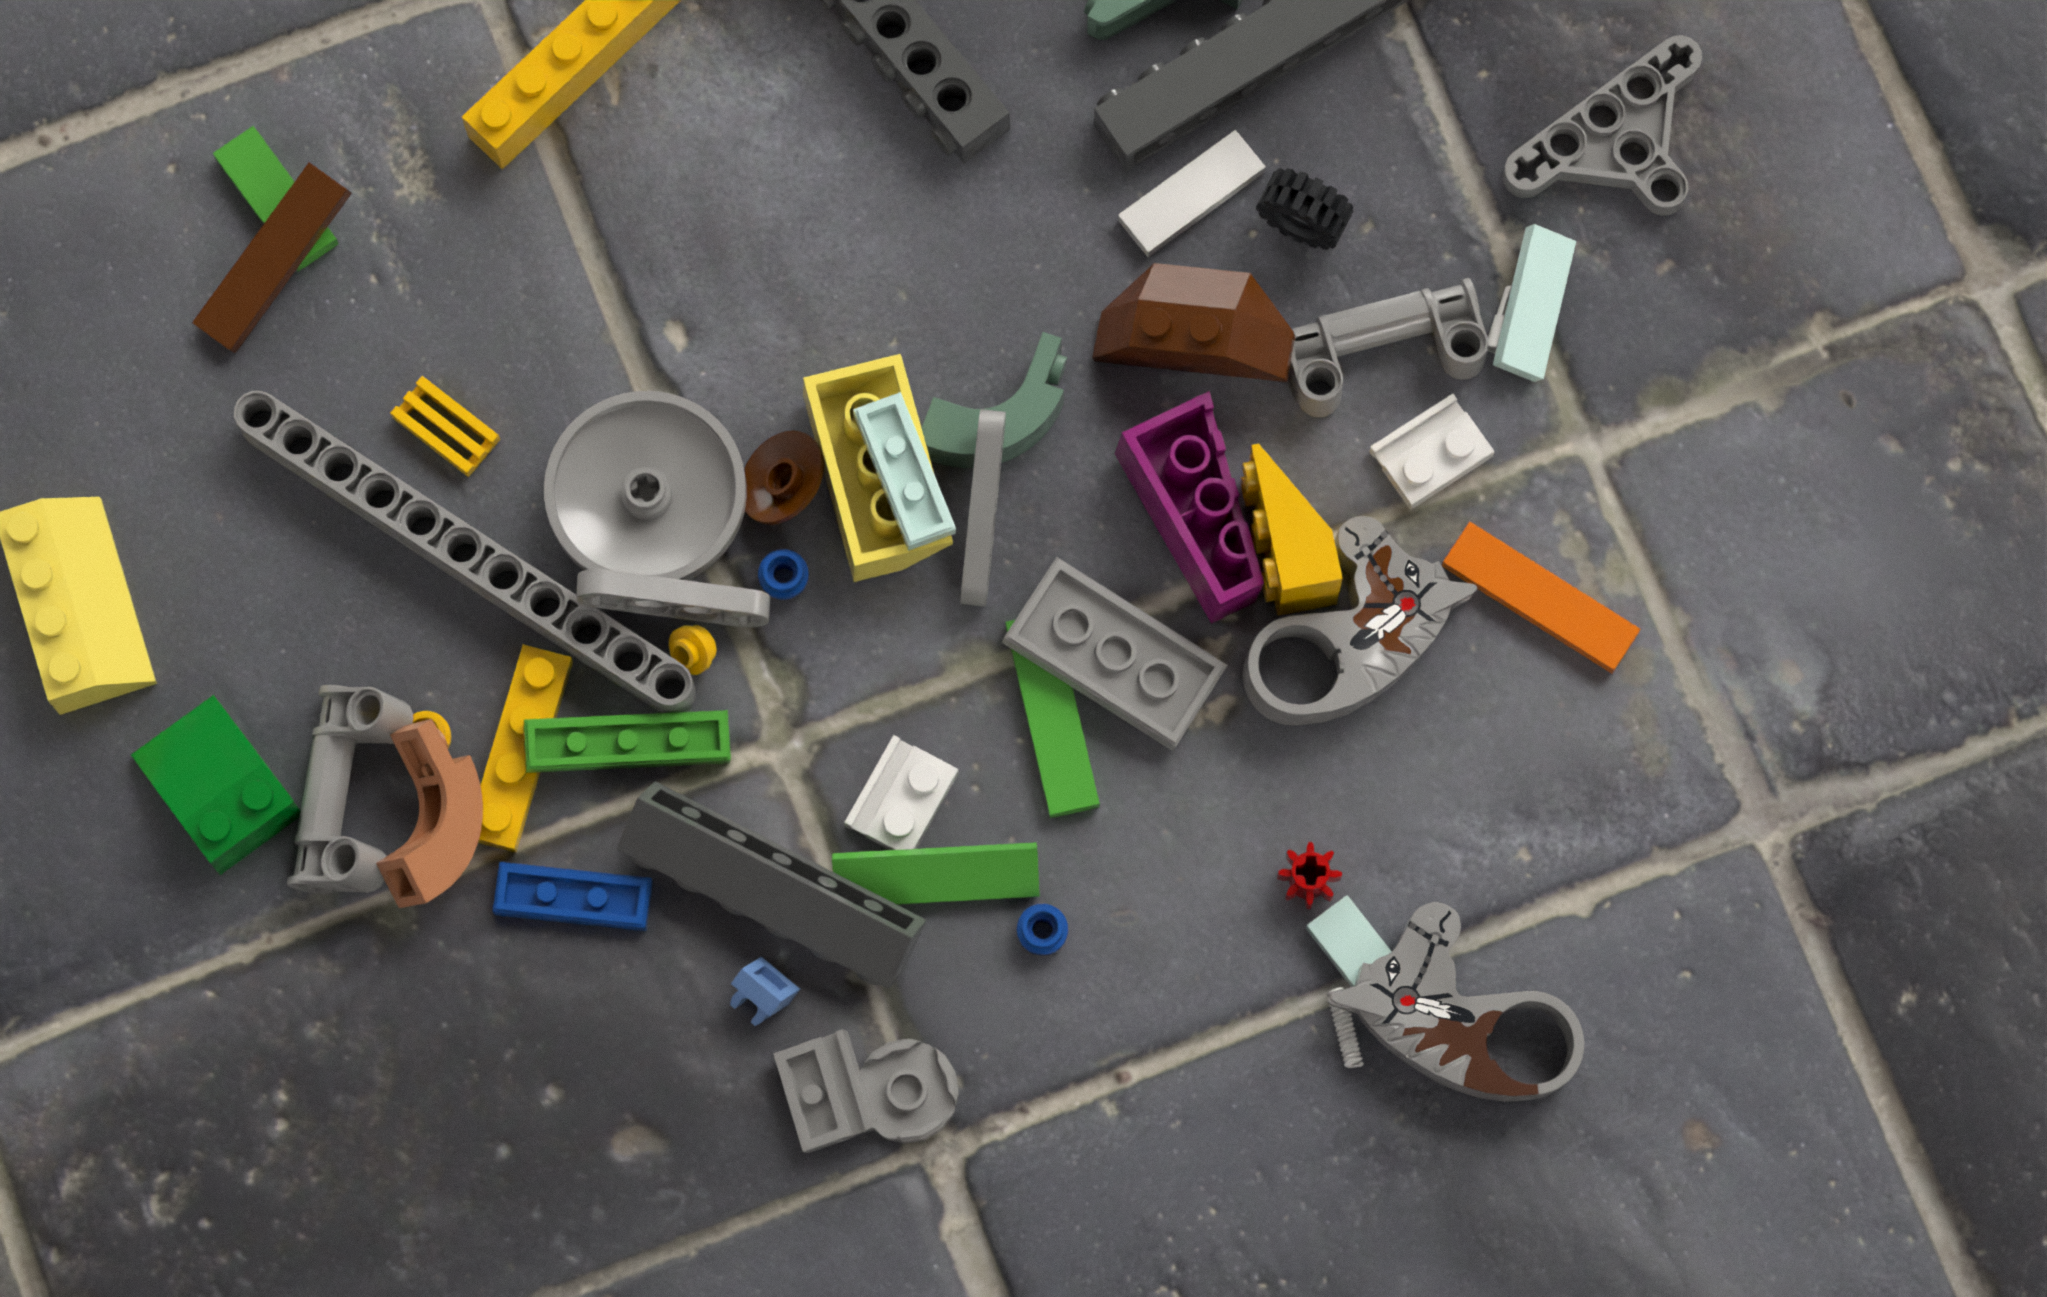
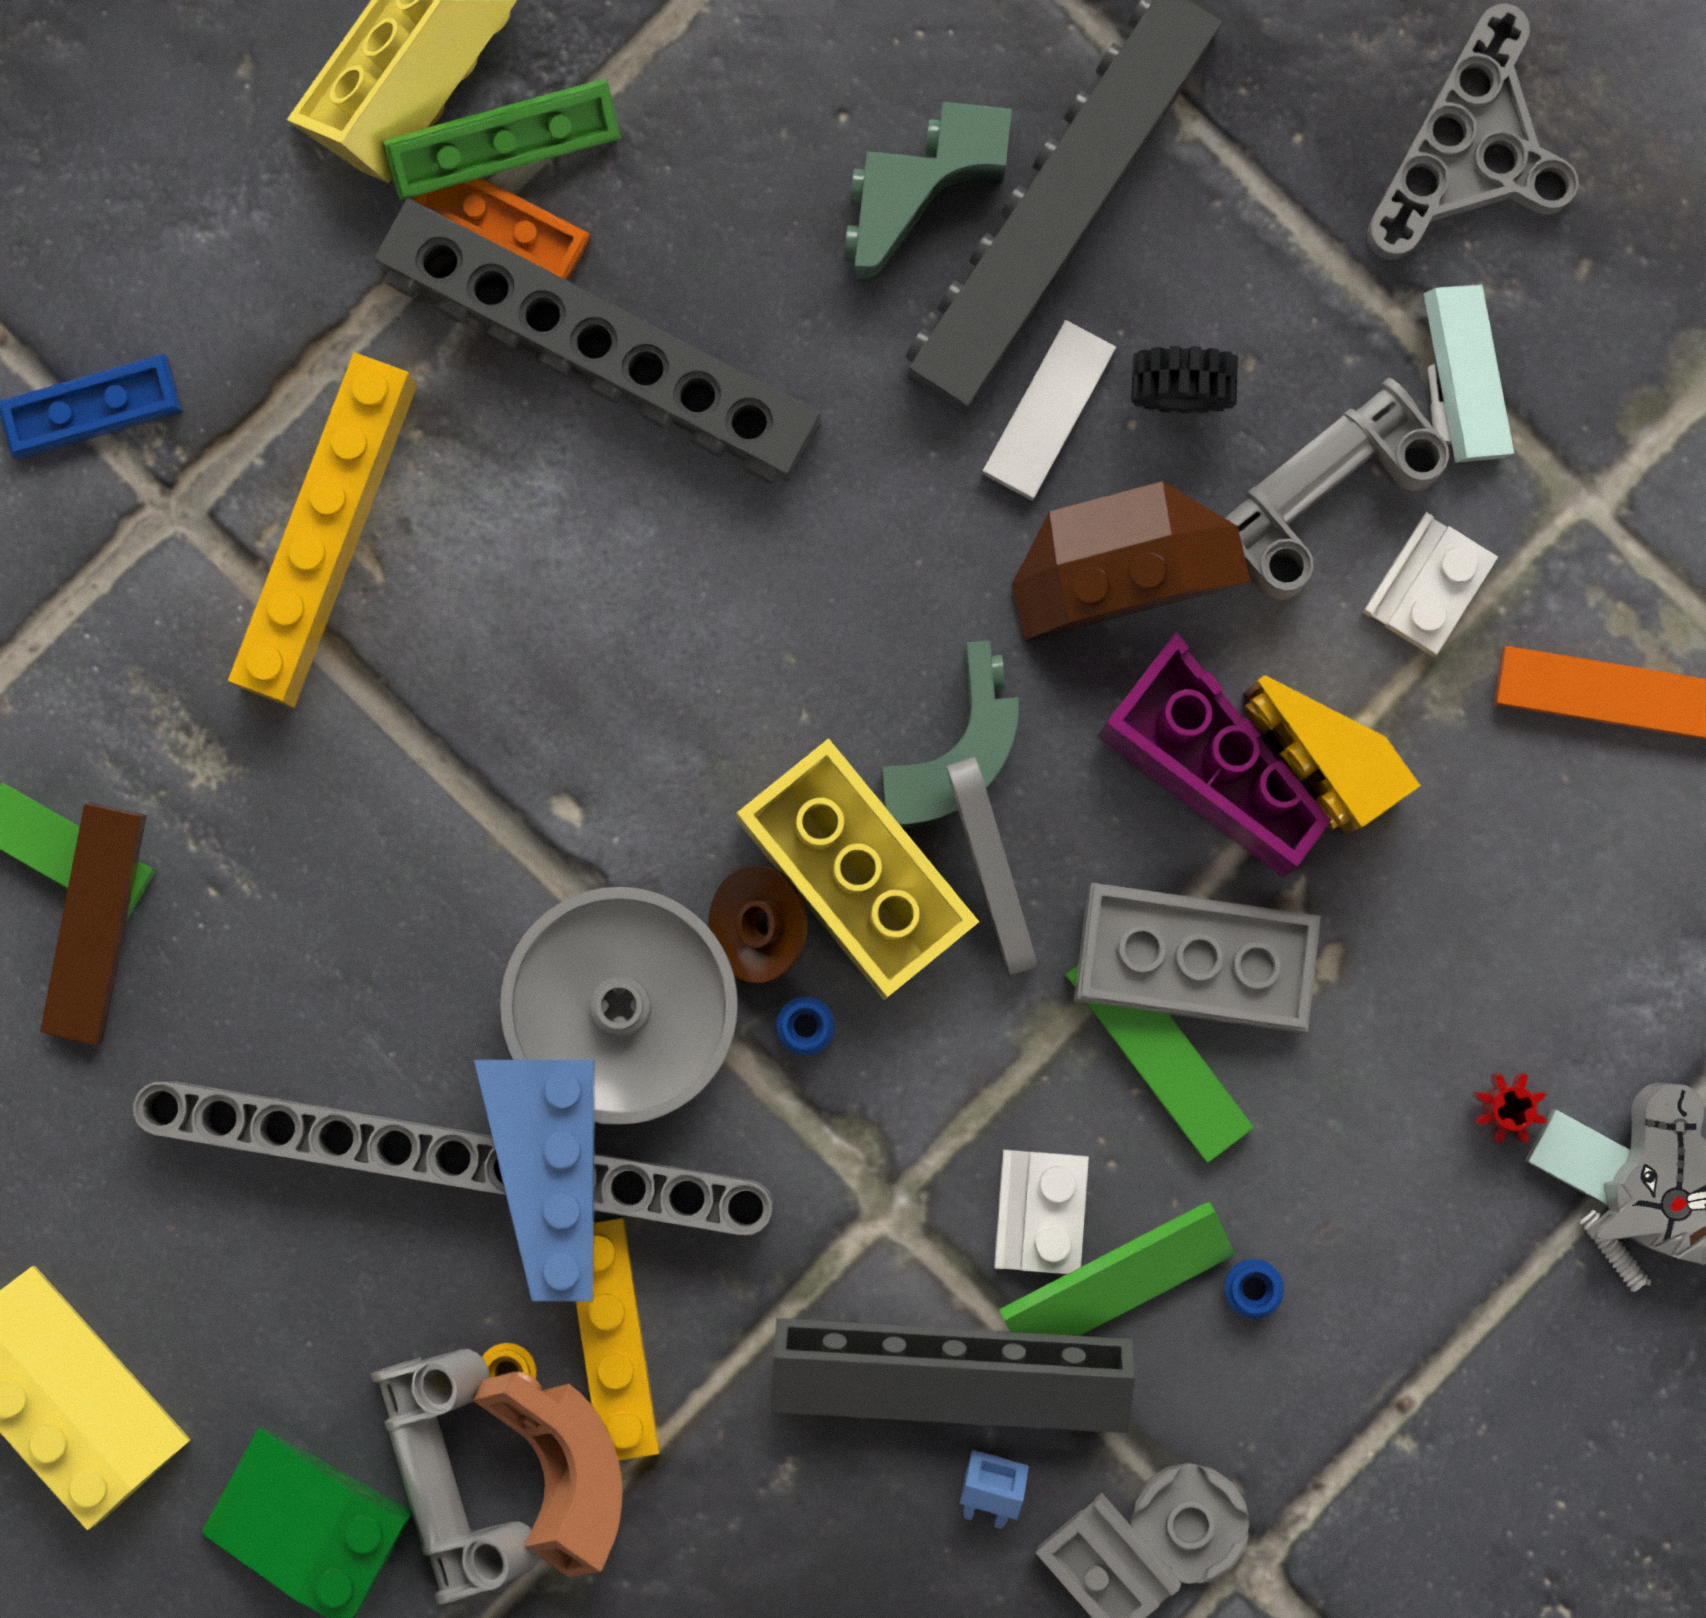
camera: 25 degrees left, 10 degrees up
(413, 400) = (319, 1011): yellow tile -> none
(533, 576) = (546, 1156): none -> medium blue wing
(572, 896) = (743, 1474): blue tile -> none
(626, 741) = (724, 1285): bright green tile -> none
(672, 598) = (704, 1113): light grey beam -> none
(693, 648) = (747, 1153): yellow plate -> none
(904, 471) = (894, 869): light aqua tile -> none
(1392, 622) = (1472, 809): light grey animal -> none

